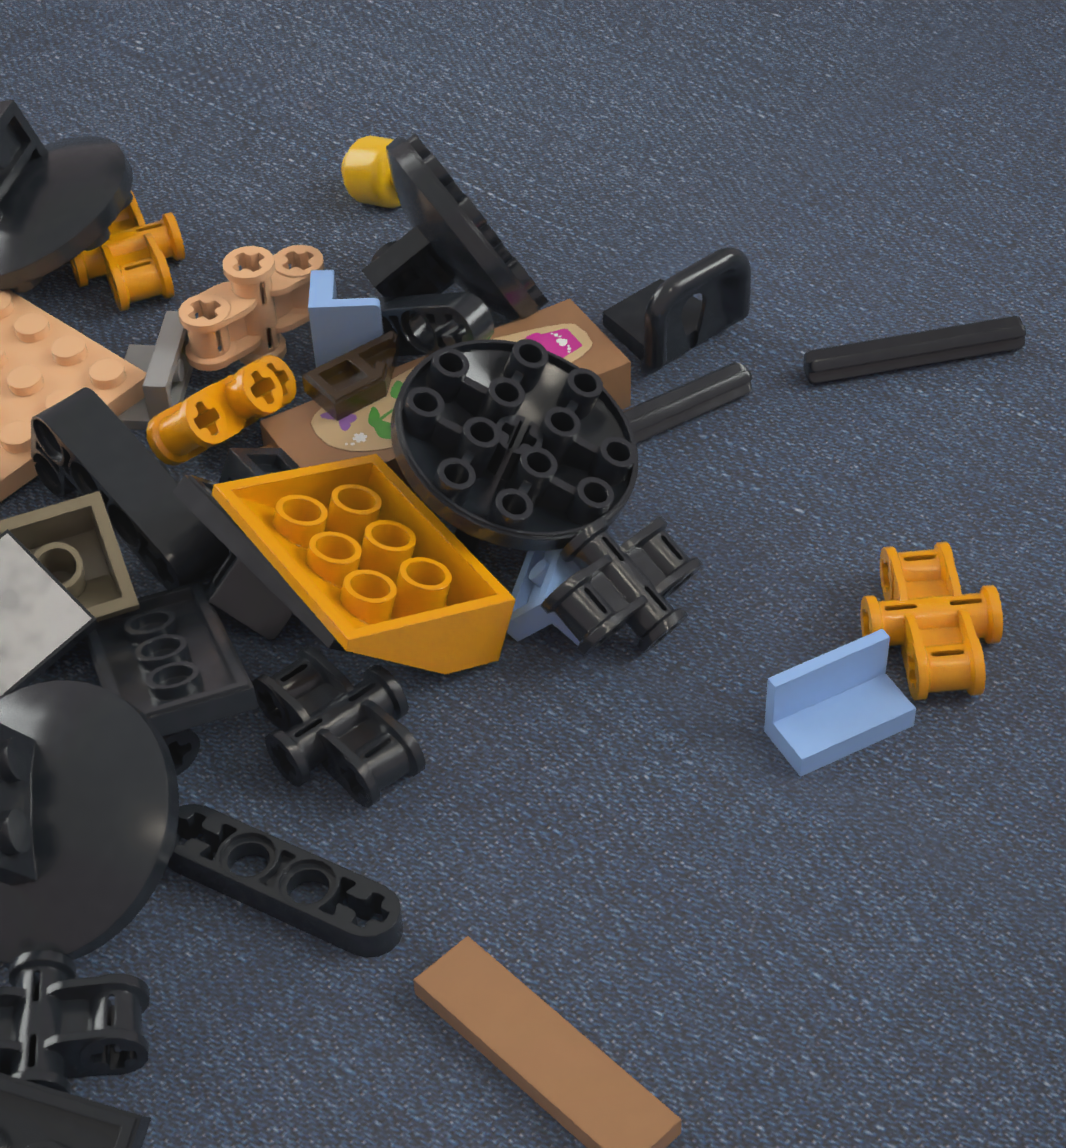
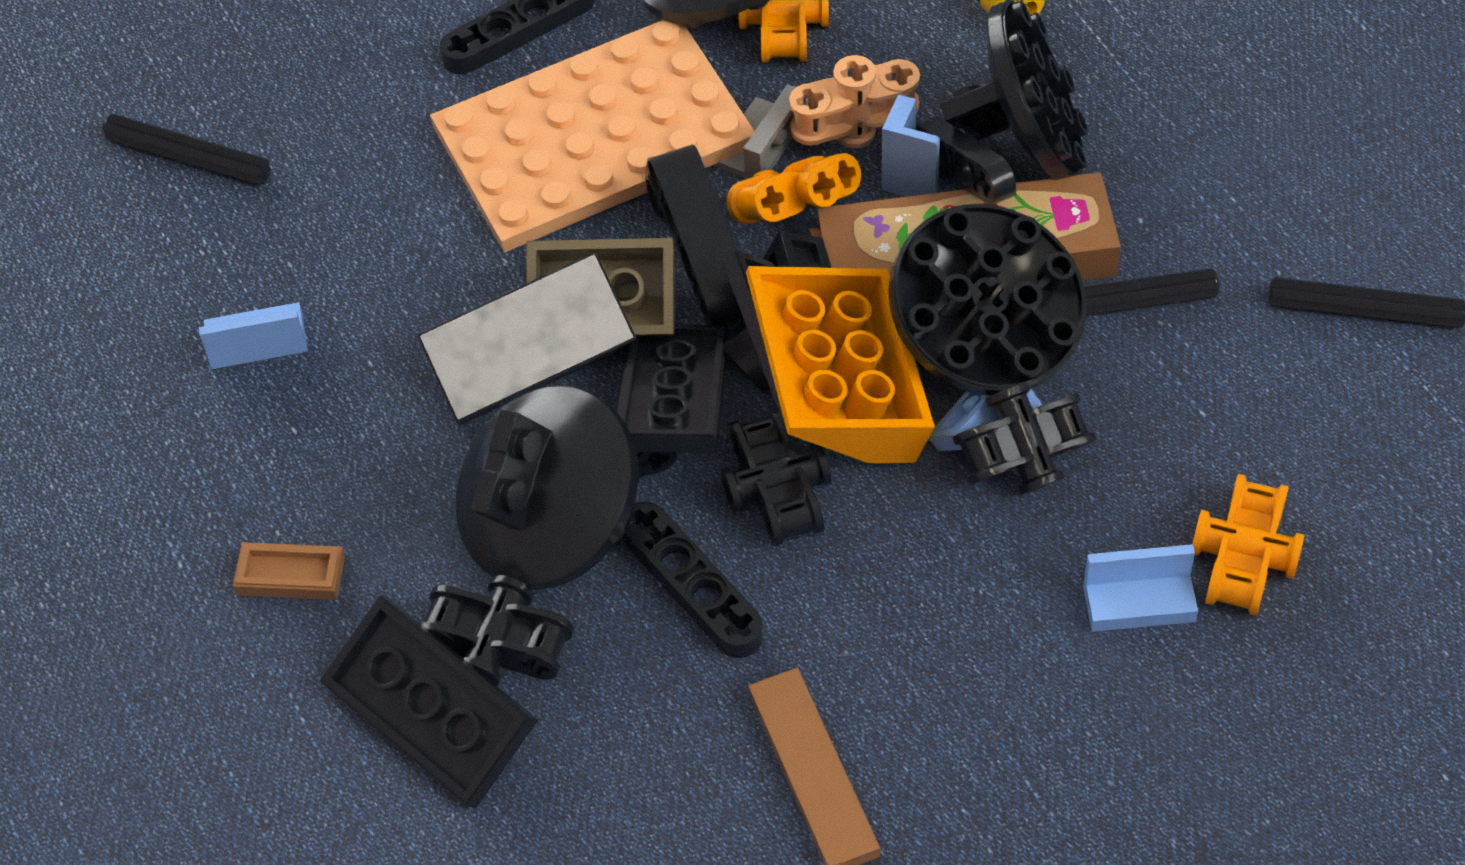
camera: 25 degrees right, 10 degrees up
(354, 377) = (902, 194): dark brown tile -> none
(667, 318) = (1187, 209): black piece -> none

